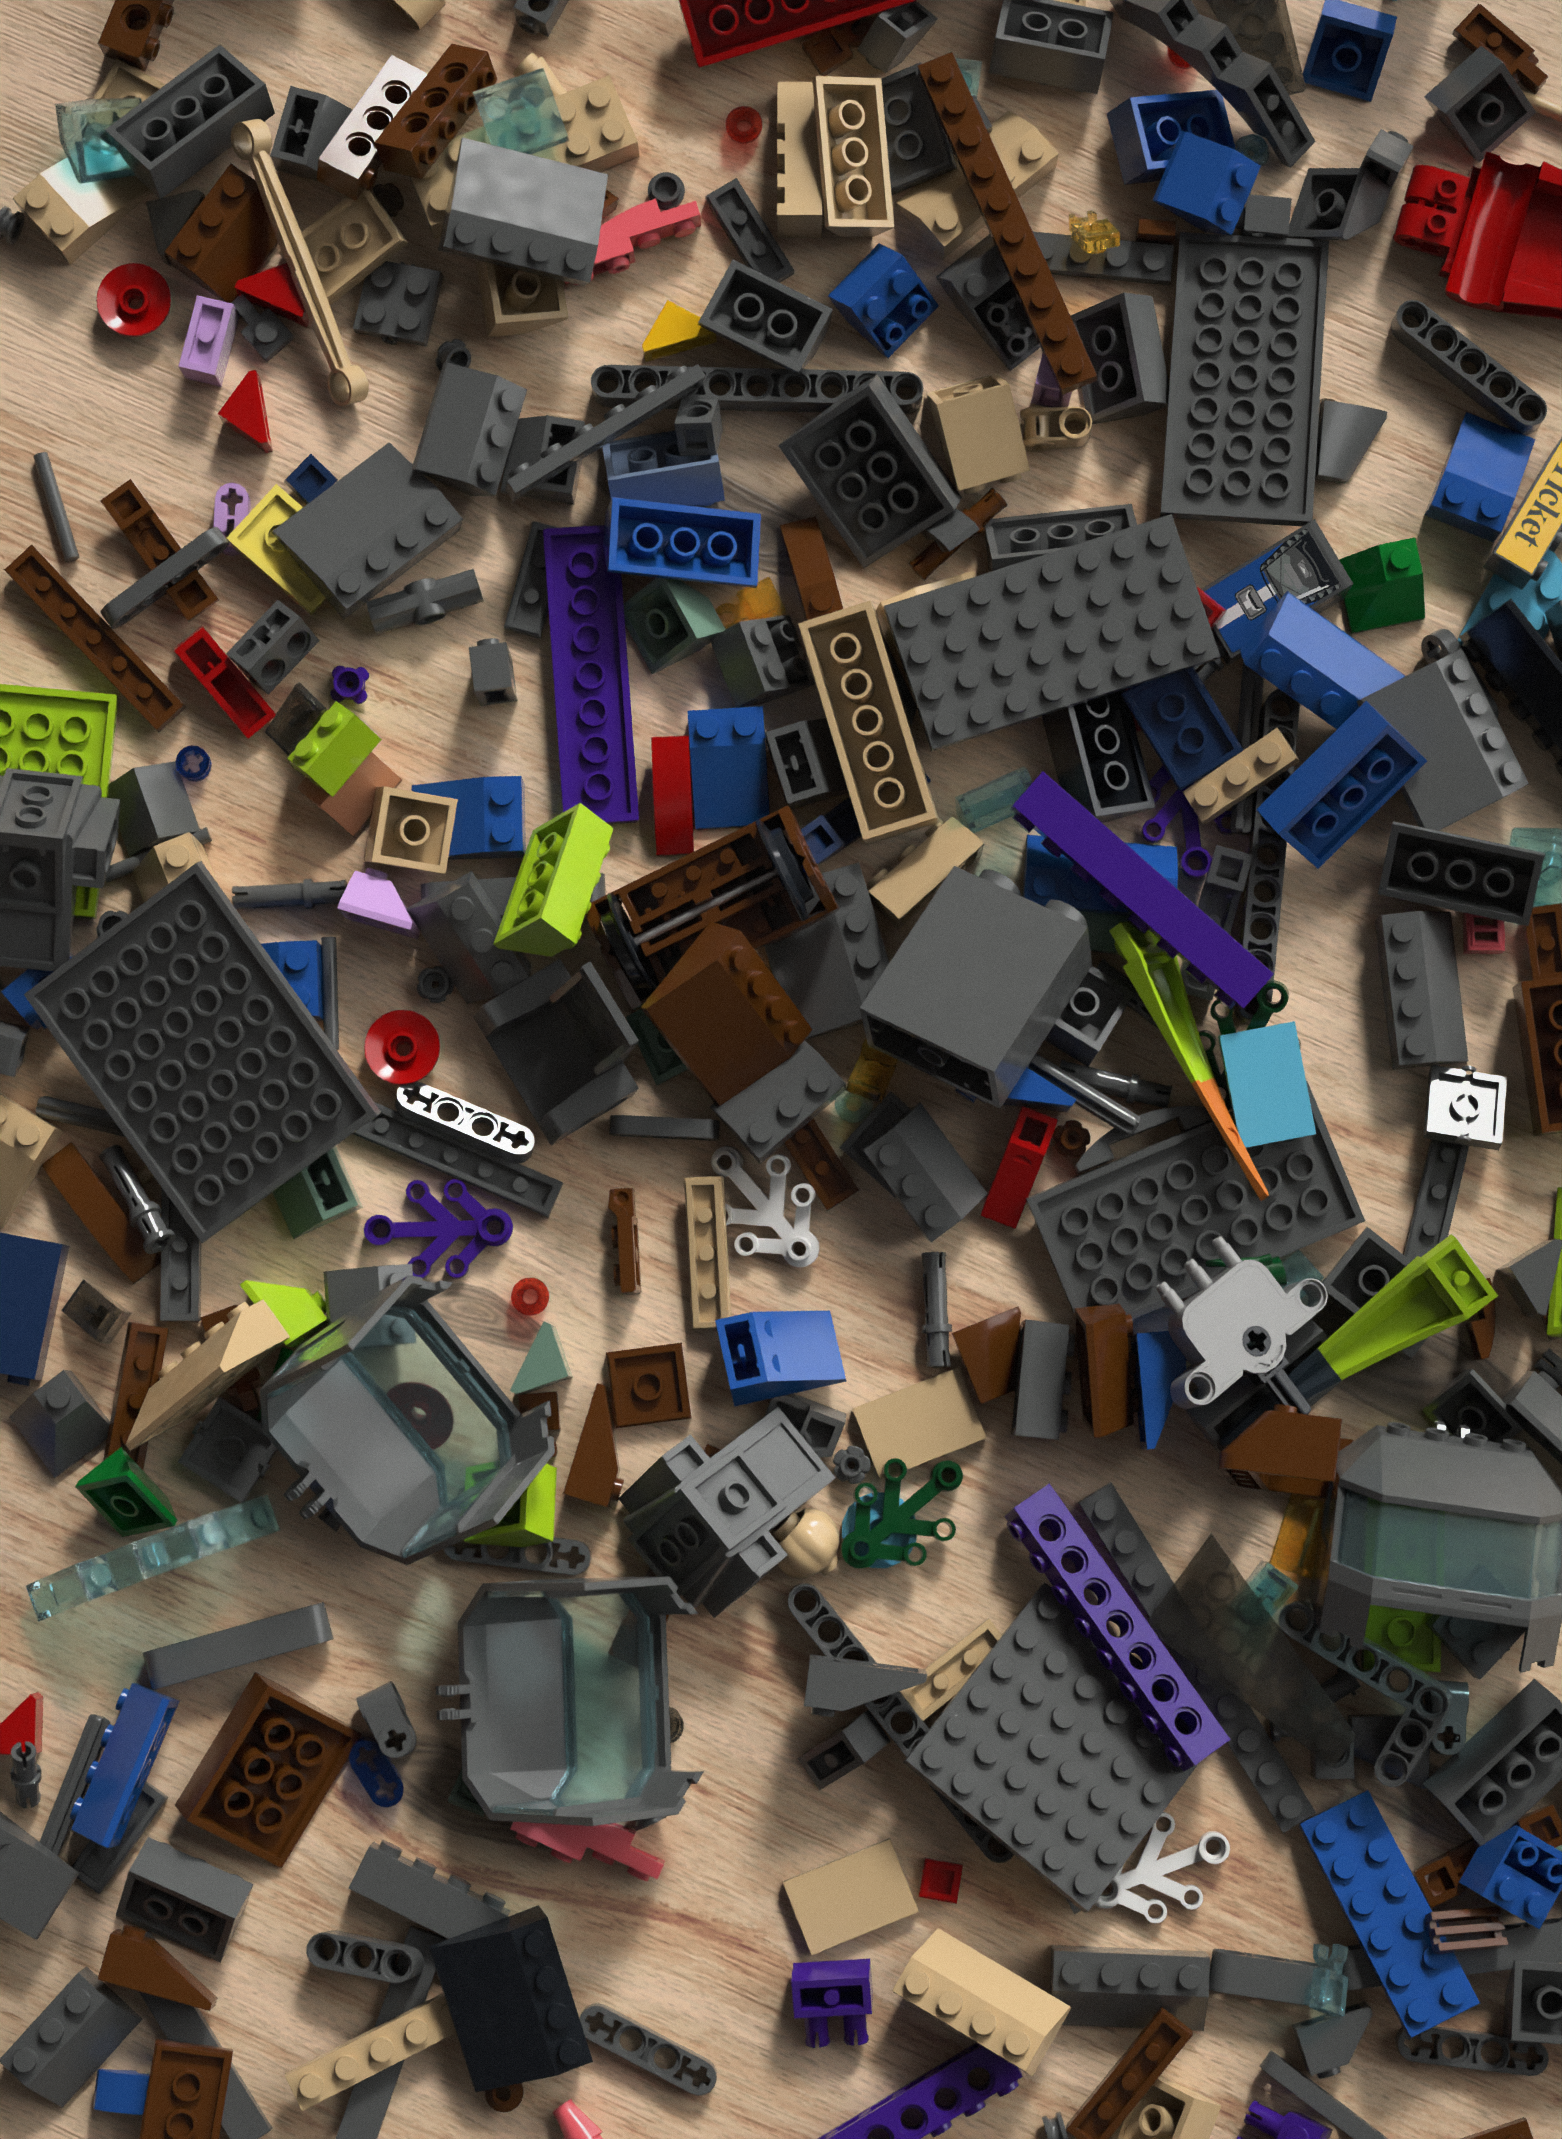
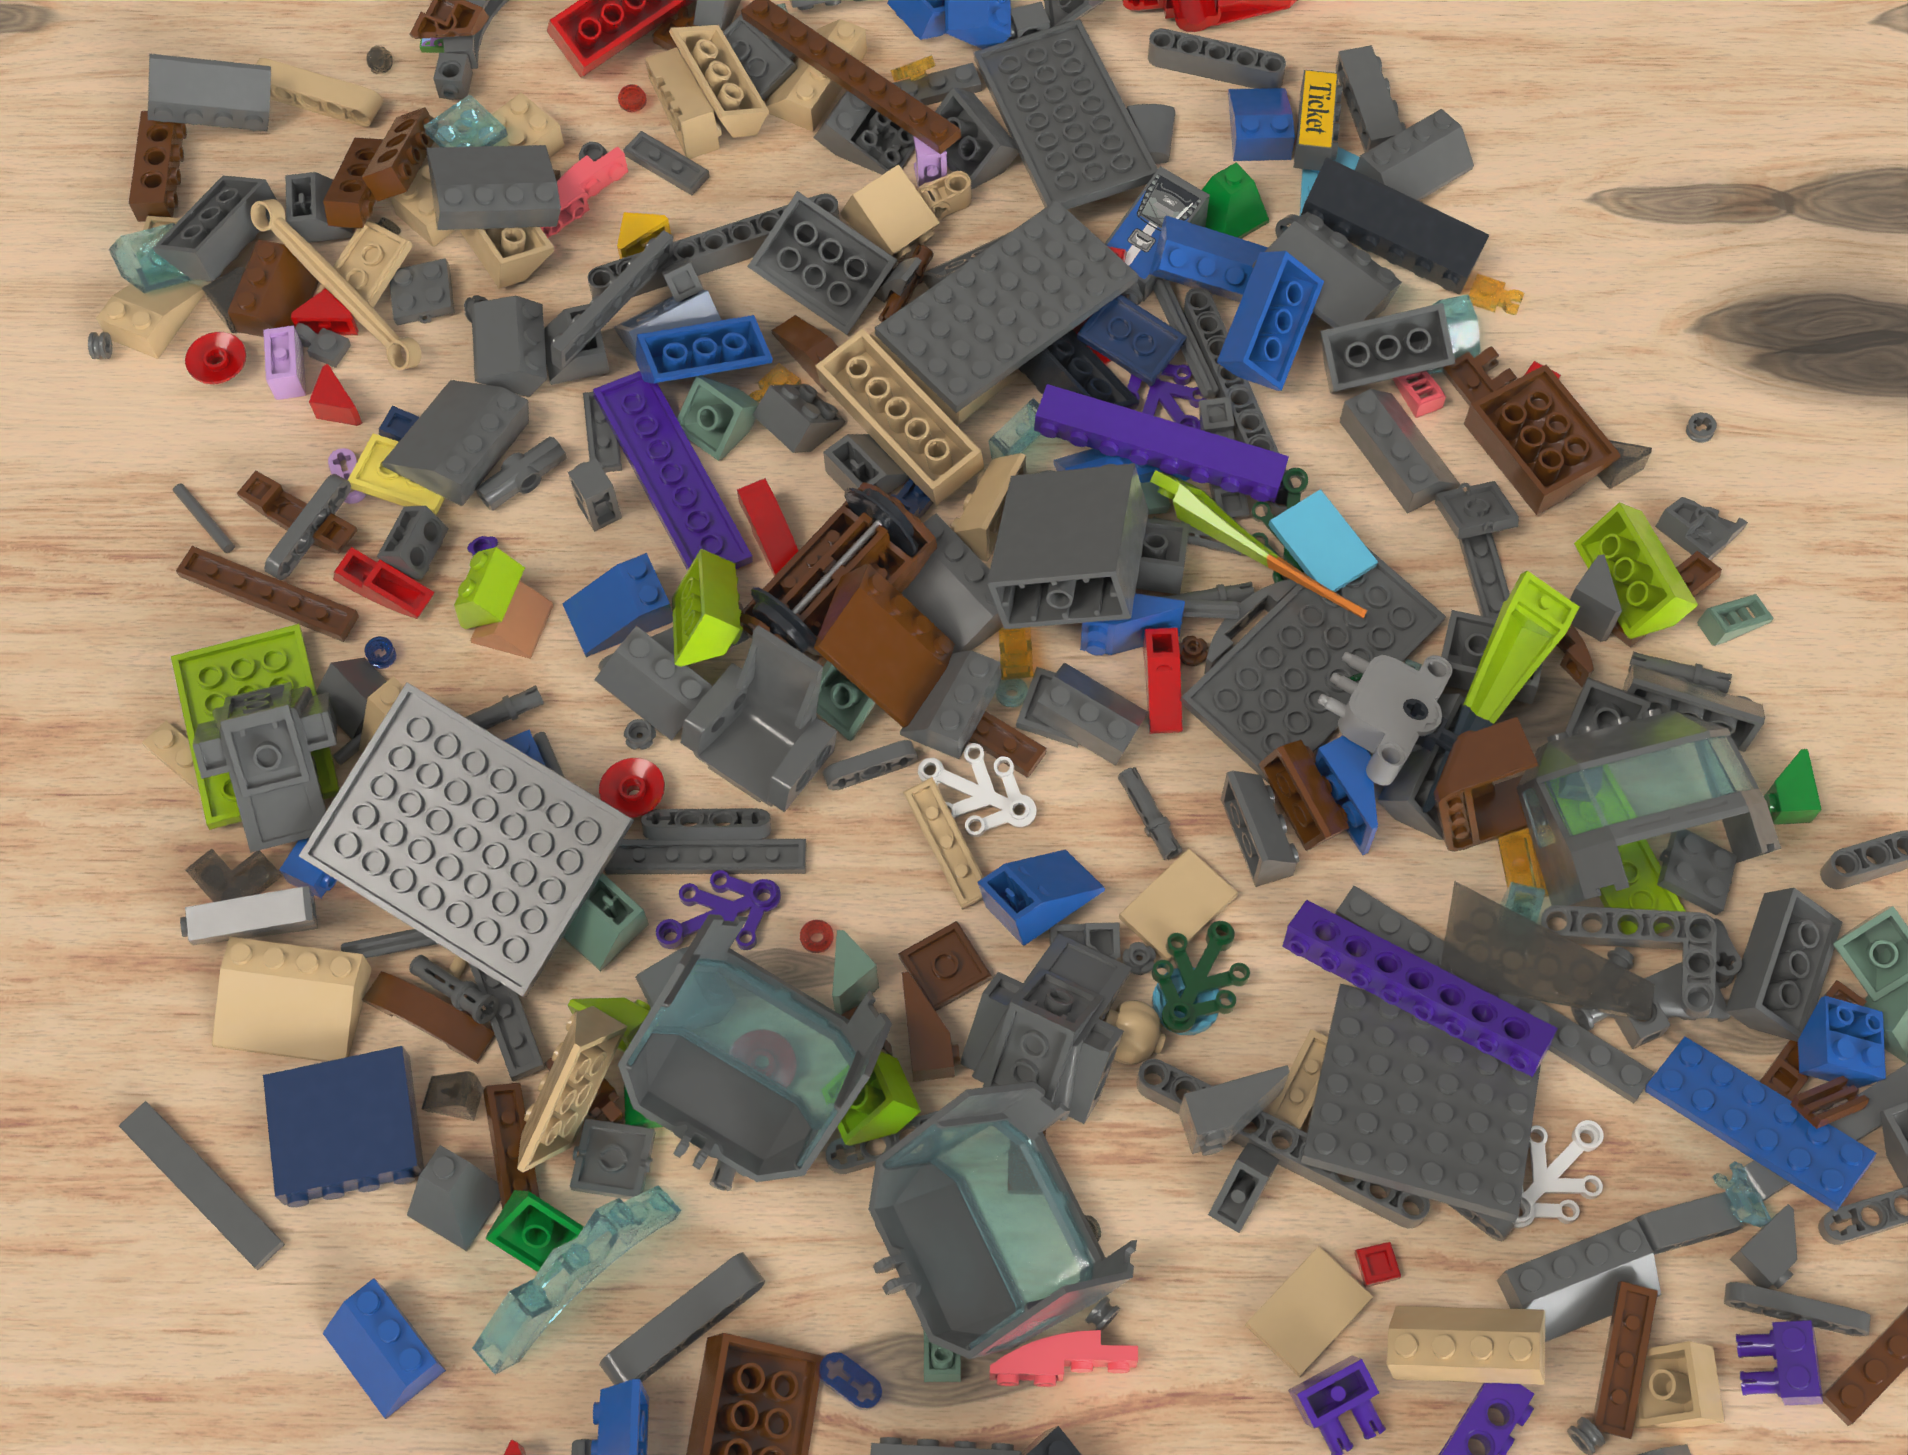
camera: 25 degrees left, 20 degrees down
(295, 719) = (450, 574): clear smoke slope -> none
(376, 903) = (572, 692): lavender slope -> none
(384, 1713) = (838, 1326): dark grey piece -> none
(410, 830) = (573, 627): tan slope -> none
(626, 1238) = (875, 859): reddish brown hinge -> none
(728, 767) = (802, 488): blue slope -> none
(767, 317) = (702, 193): dark grey slope -> none
(883, 299) = (782, 162): blue slope -> none
(991, 1354) = (1209, 830): reddish brown slope -> none
(1155, 231) = (956, 55): reddish brown tile -> none
(1241, 776) = (1192, 353): tan plate -> none

